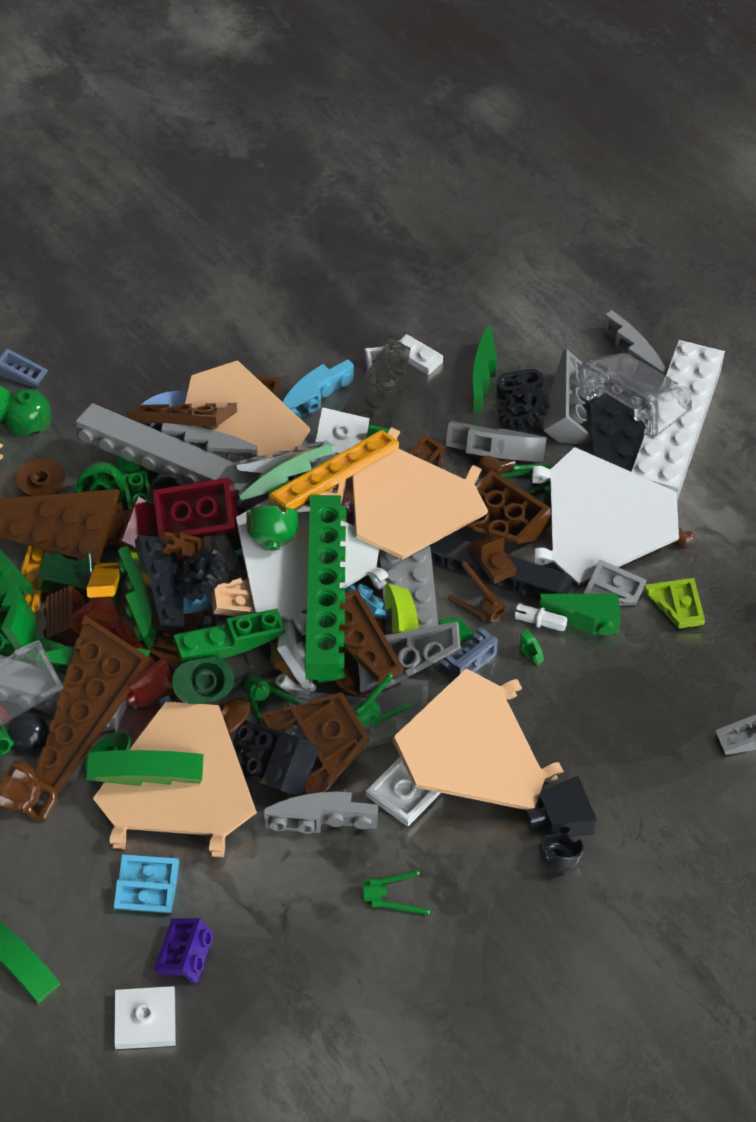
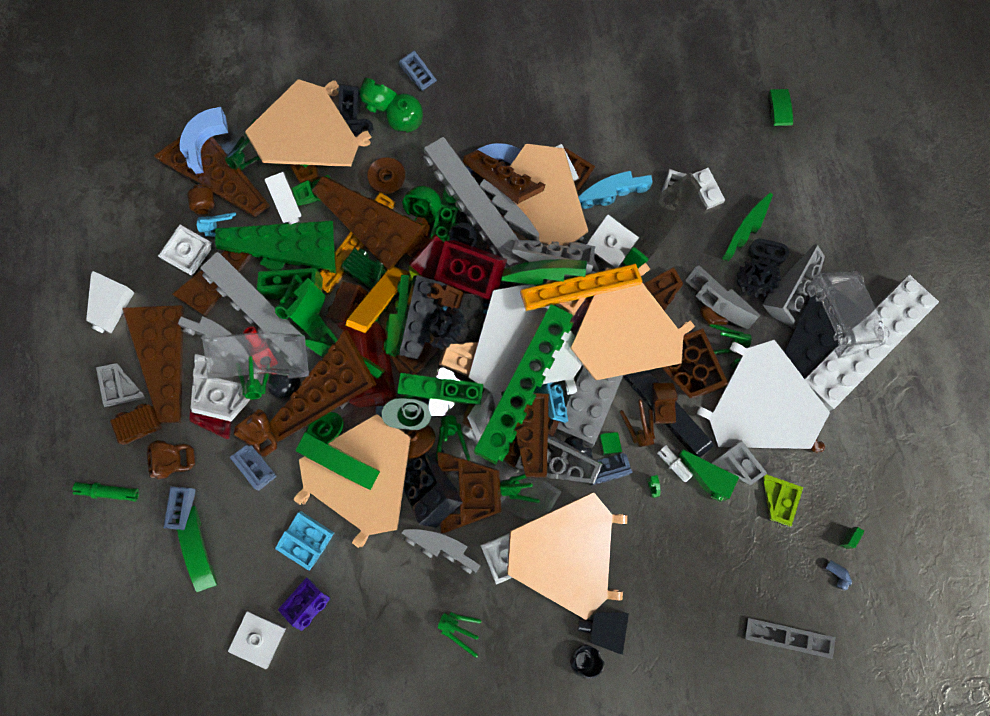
camera: 25 degrees right, 25 degrees up
(37, 835) = (253, 467): none -> sand blue hinge
(271, 527) = (510, 317): green cylinder -> none
(403, 609) = (574, 418): lime slope -> none
(452, 253) = (781, 107): none -> green slope
(632, 342) = (874, 267): light grey slope -> none

